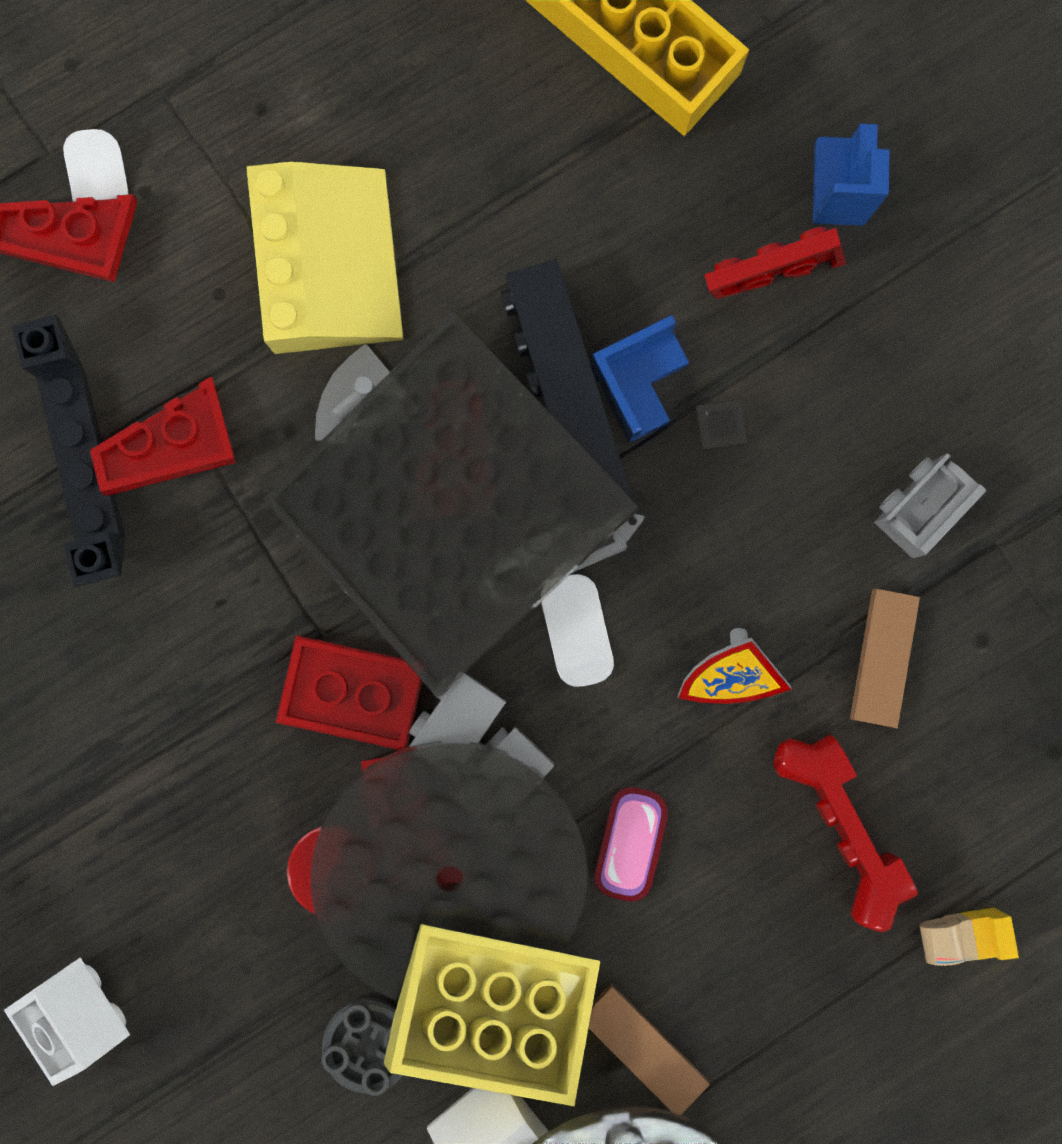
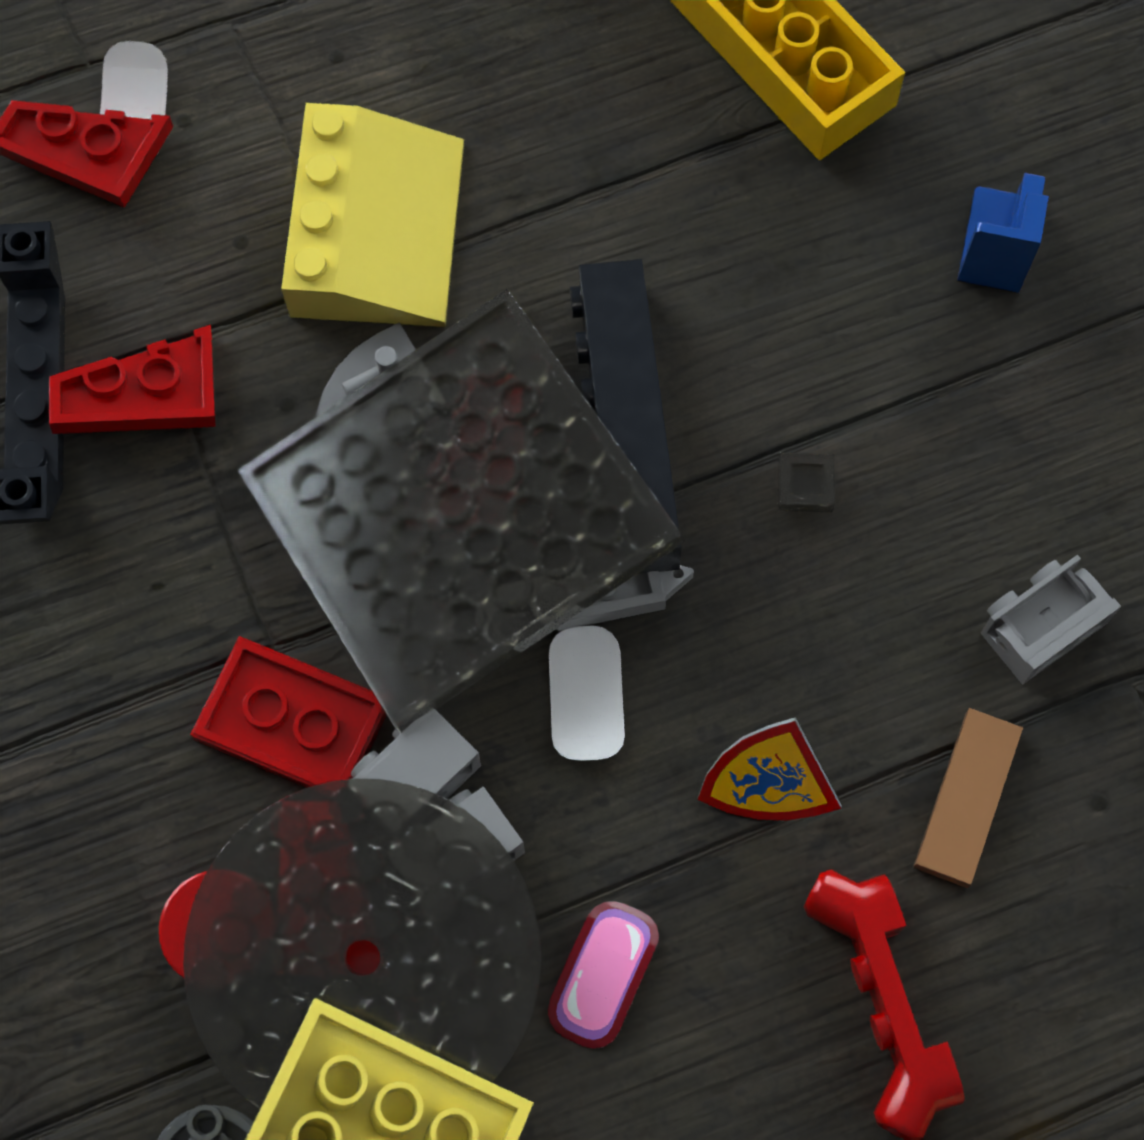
camera: 15 degrees right, 15 degrees down
(630, 368) = (711, 397): blue panel -> none
(792, 260) = (924, 306): red wing -> none

